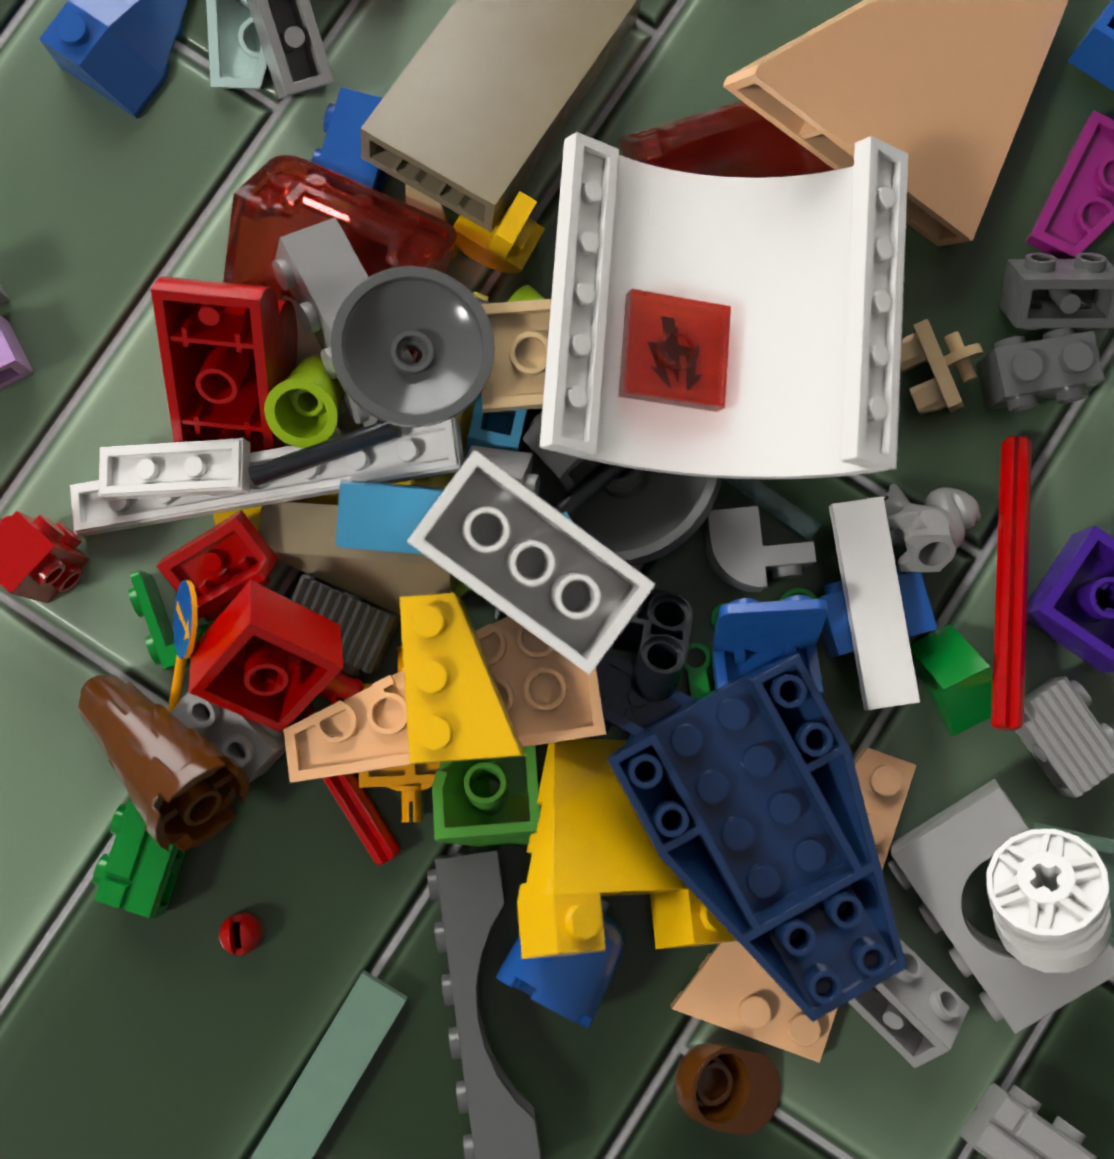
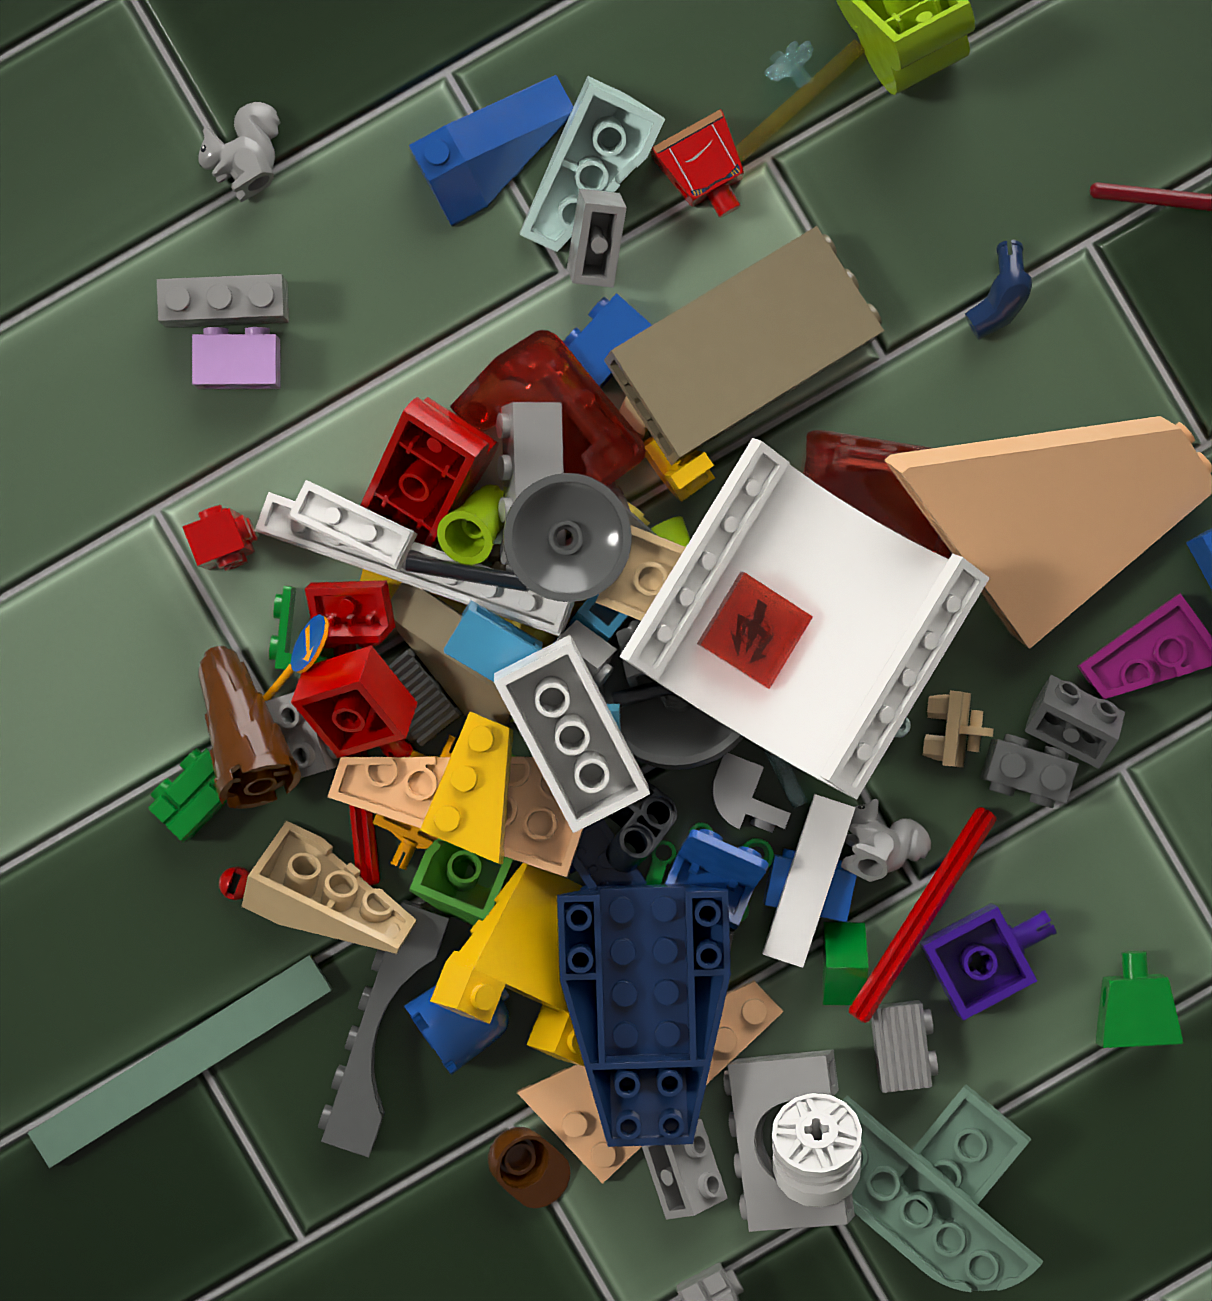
camera: 30 degrees right, 5 degrees up
(332, 897) = (314, 891): none -> tan wedge

